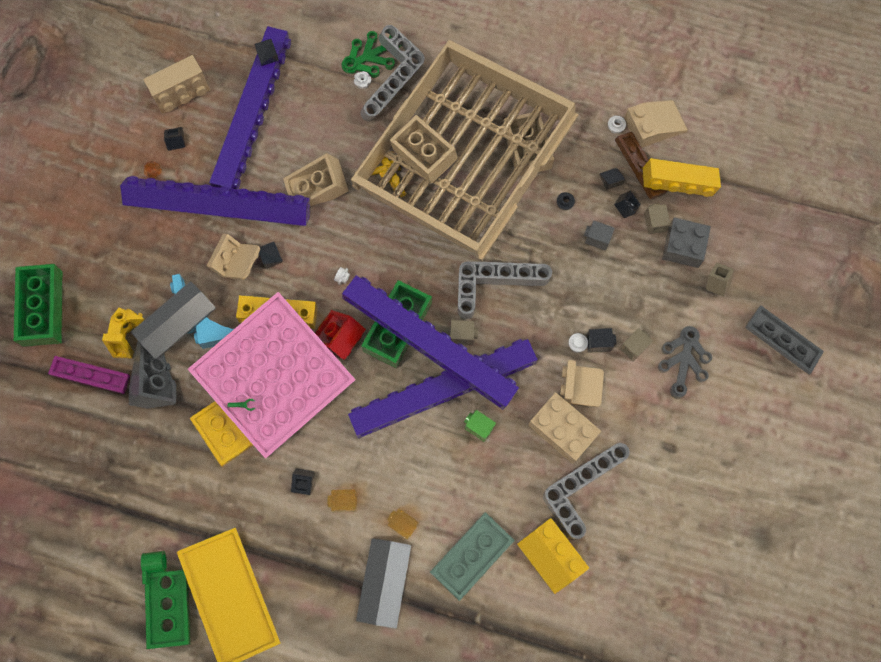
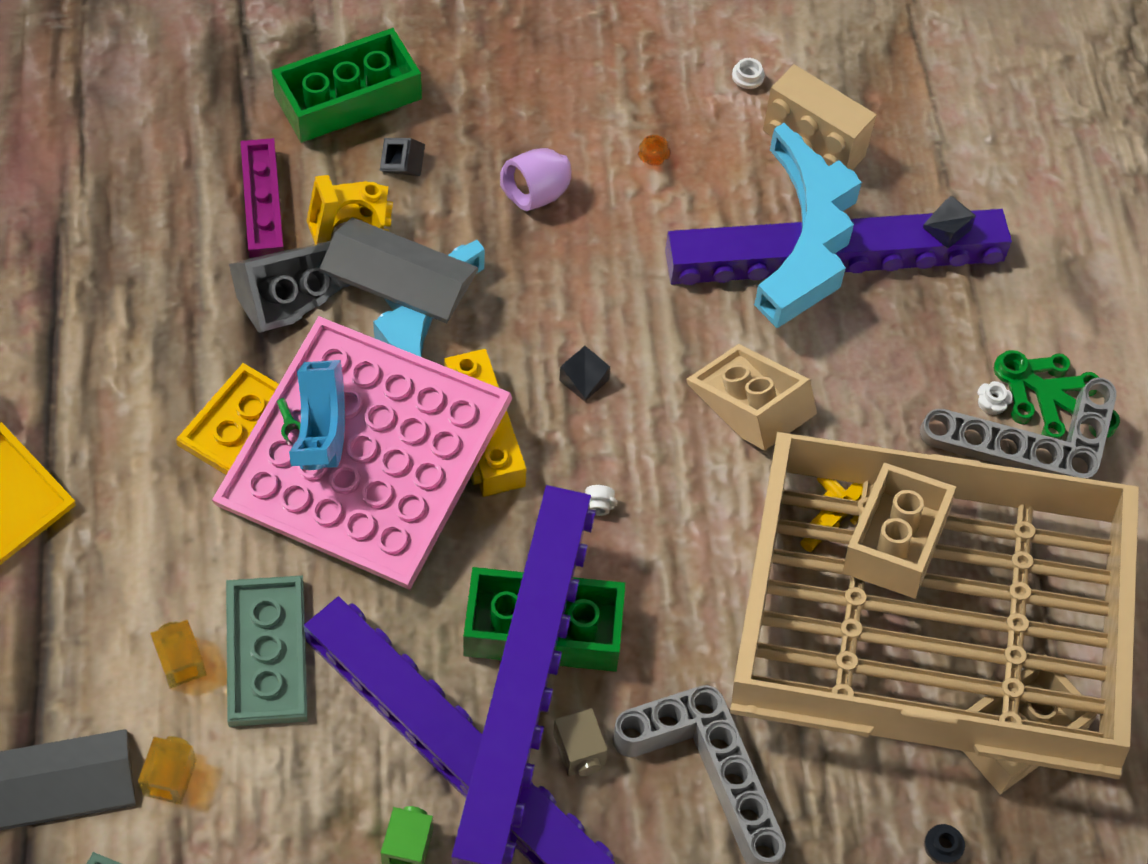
camera: 65 degrees right, 15 degrees down
(96, 294) = (402, 156): none -> black slope
(122, 102) = (748, 73): none -> white plate
(145, 226) = (545, 174): none -> lavender piece
(174, 138) = (726, 161): black slope -> none
(215, 201) = (643, 261): dark purple brick -> none
(232, 258) = (550, 315): tan bracket -> none
(243, 109) = (813, 266): none -> medium azure arch
(251, 387) = (322, 416): none -> dark azure arch
(302, 481) = (194, 576): black slope -> none
(340, 333) = (483, 533): red slope -> none
(356, 458) = (266, 651): none -> sand green tile

